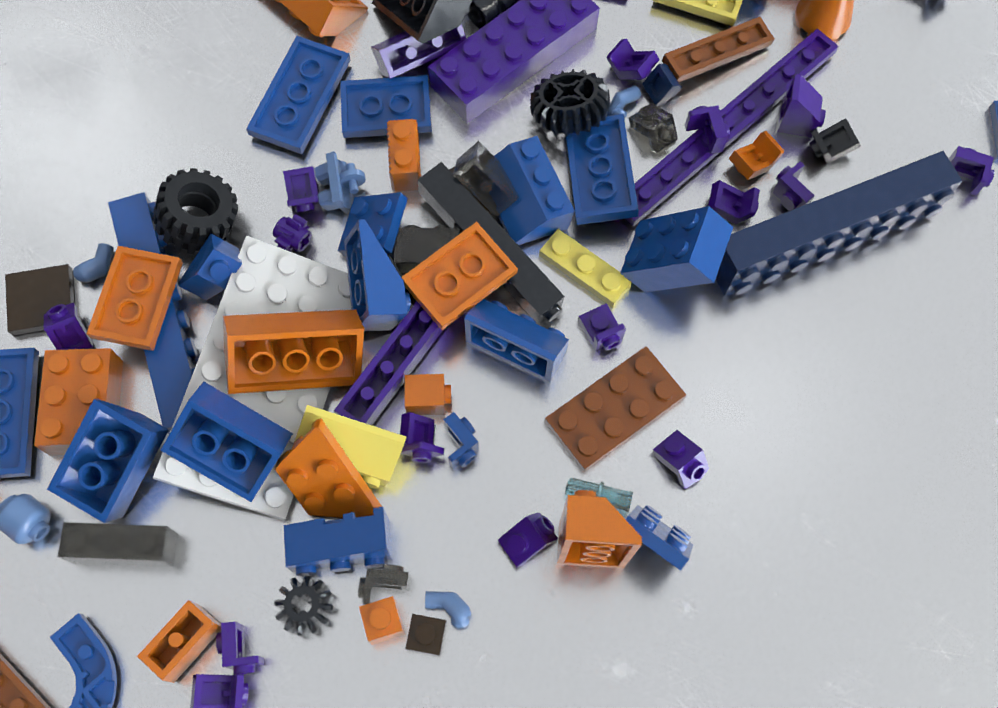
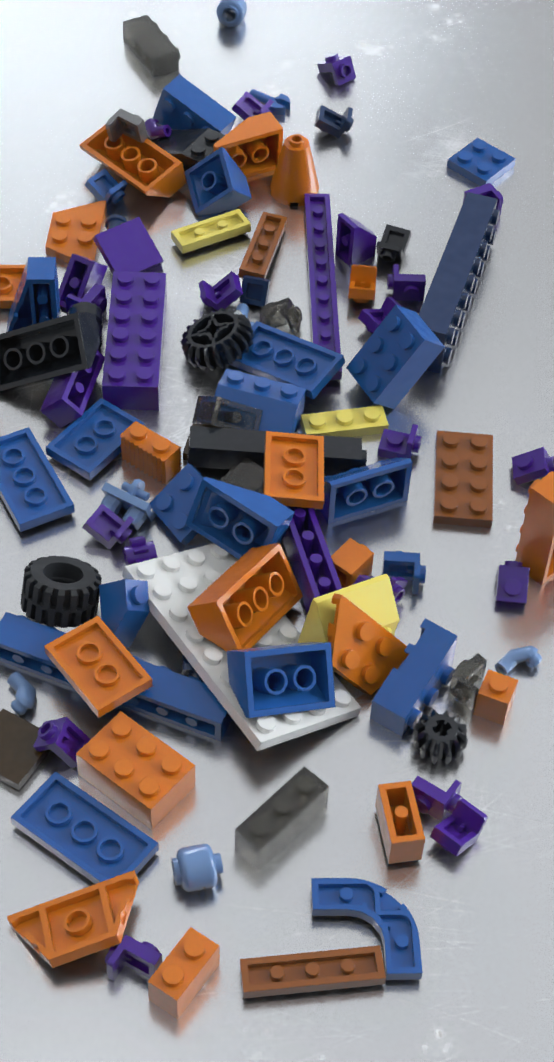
camera: 50 degrees left, 20 degrees down
(107, 460) = (216, 766): blue slope -> none
(426, 634) = (529, 687): dark brown plate -> none
(618, 498) = (508, 530): clear light blue axle -> none
(712, 123) = (321, 284): dark purple bracket -> none

